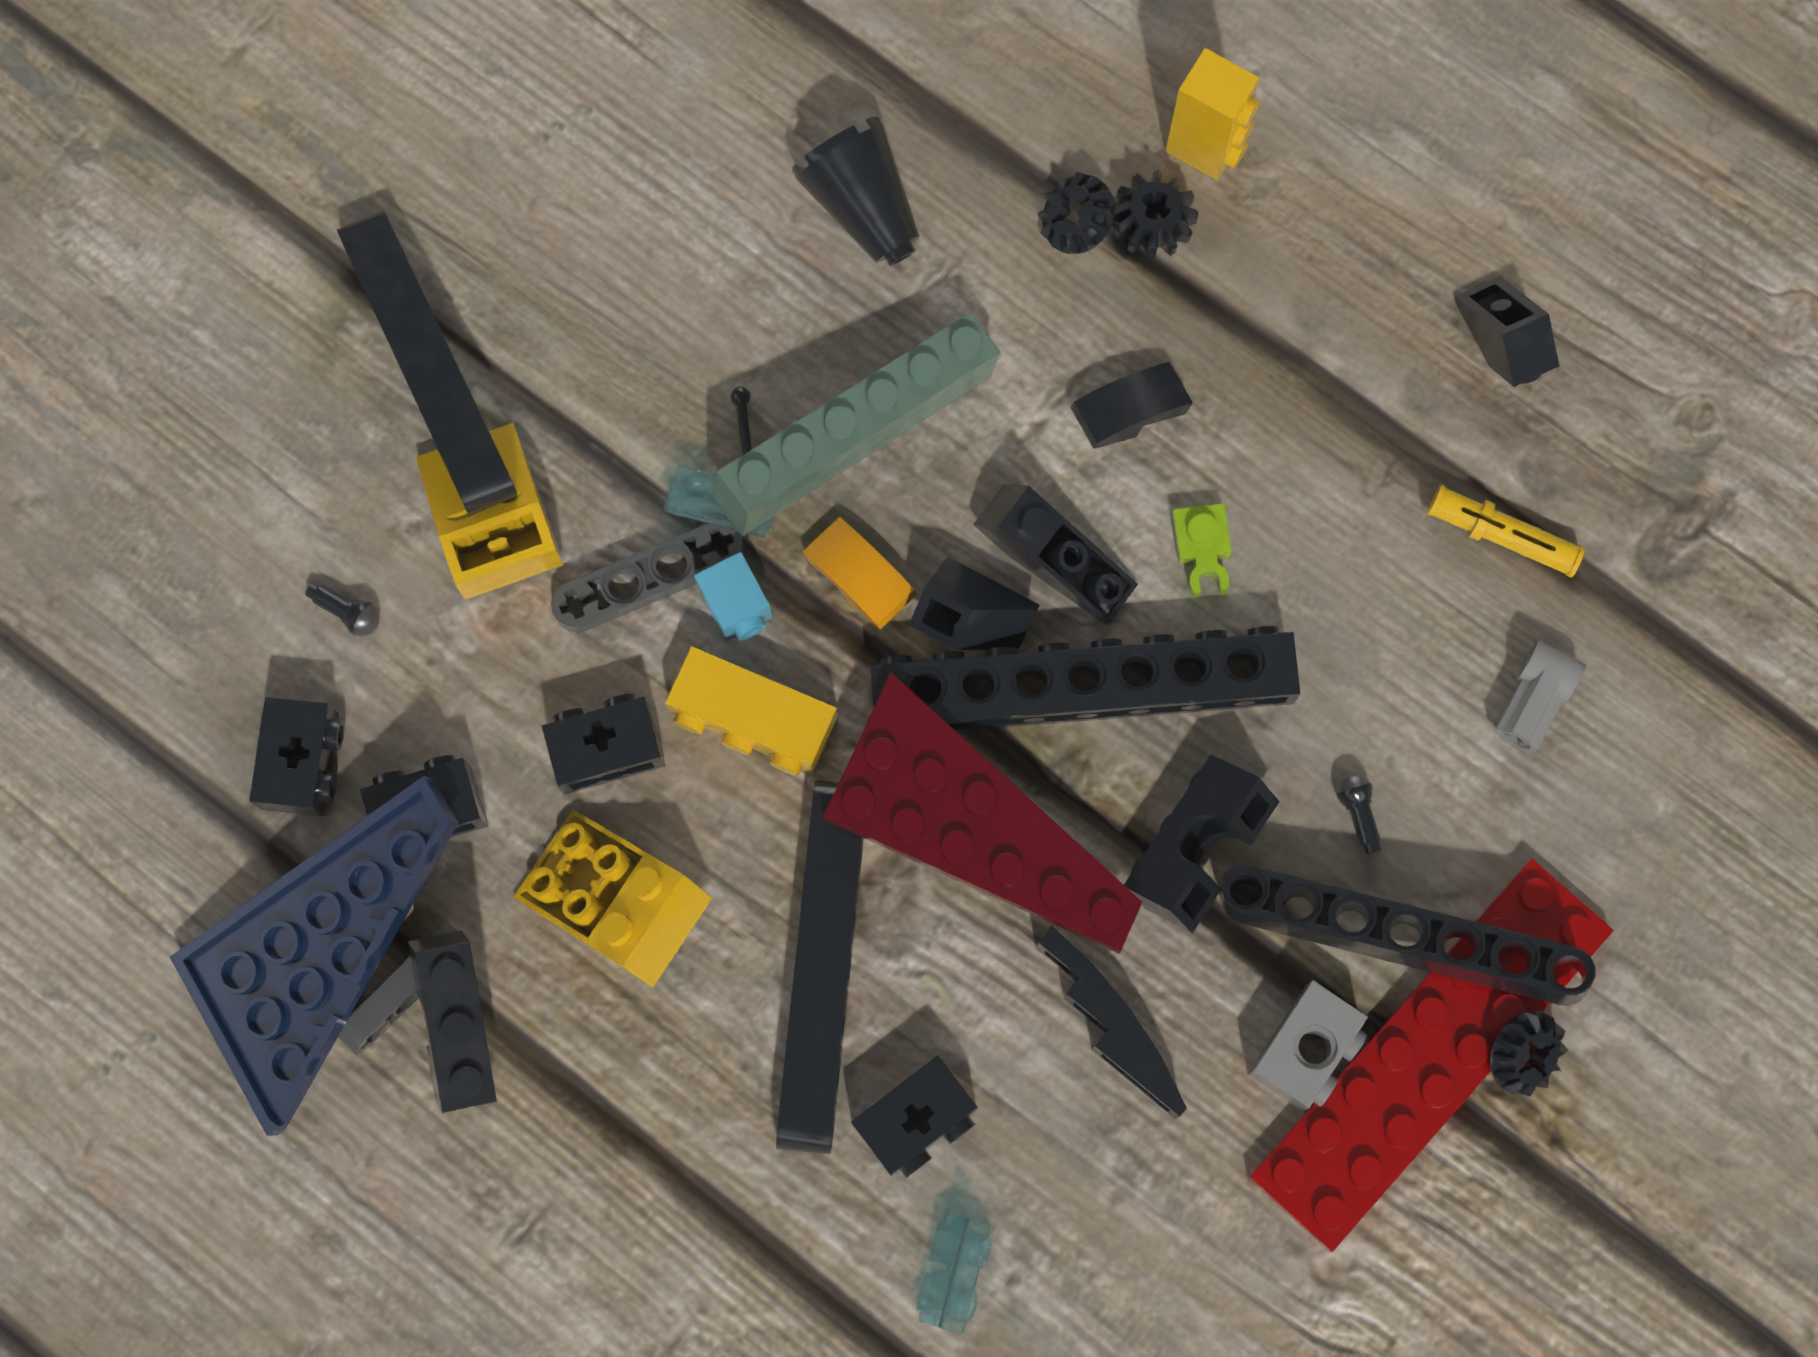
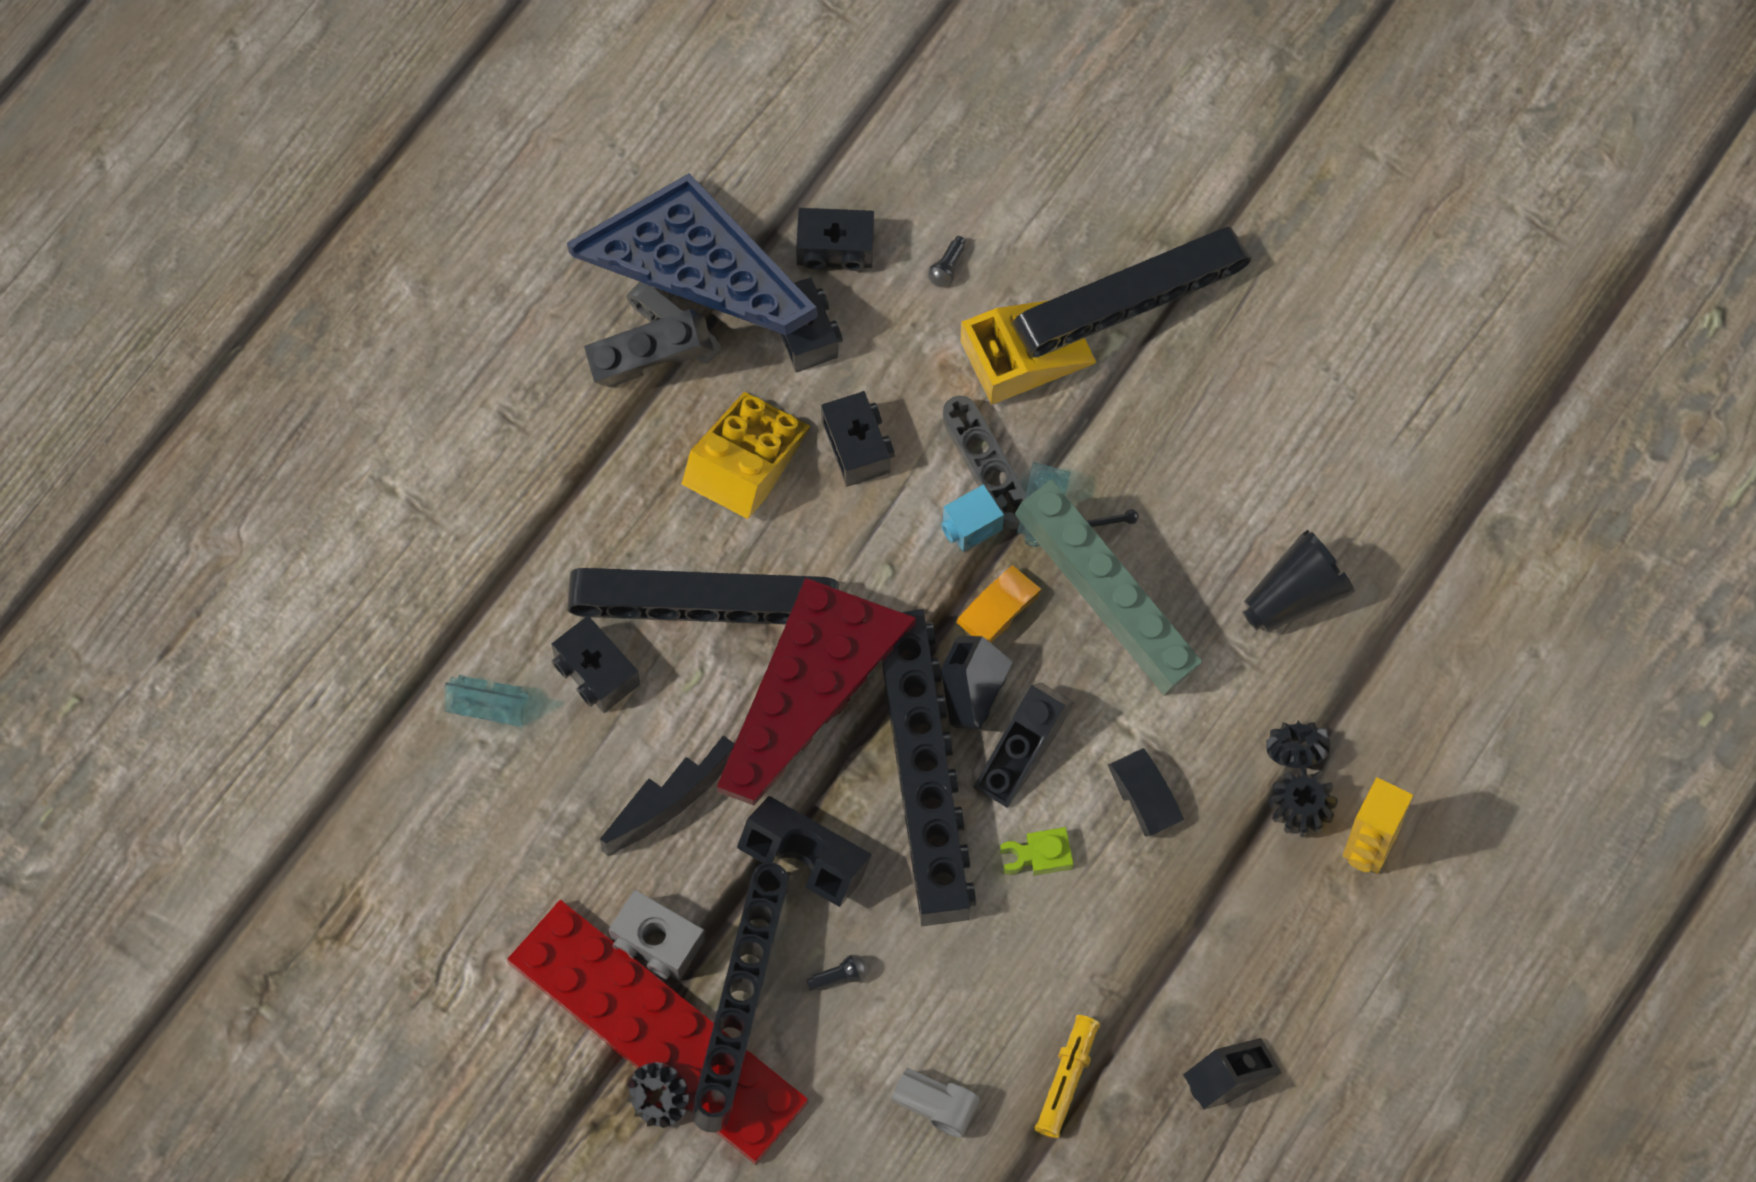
camera: 85 degrees right, 10 degrees down
(751, 712) = (886, 536): yellow brick -> none

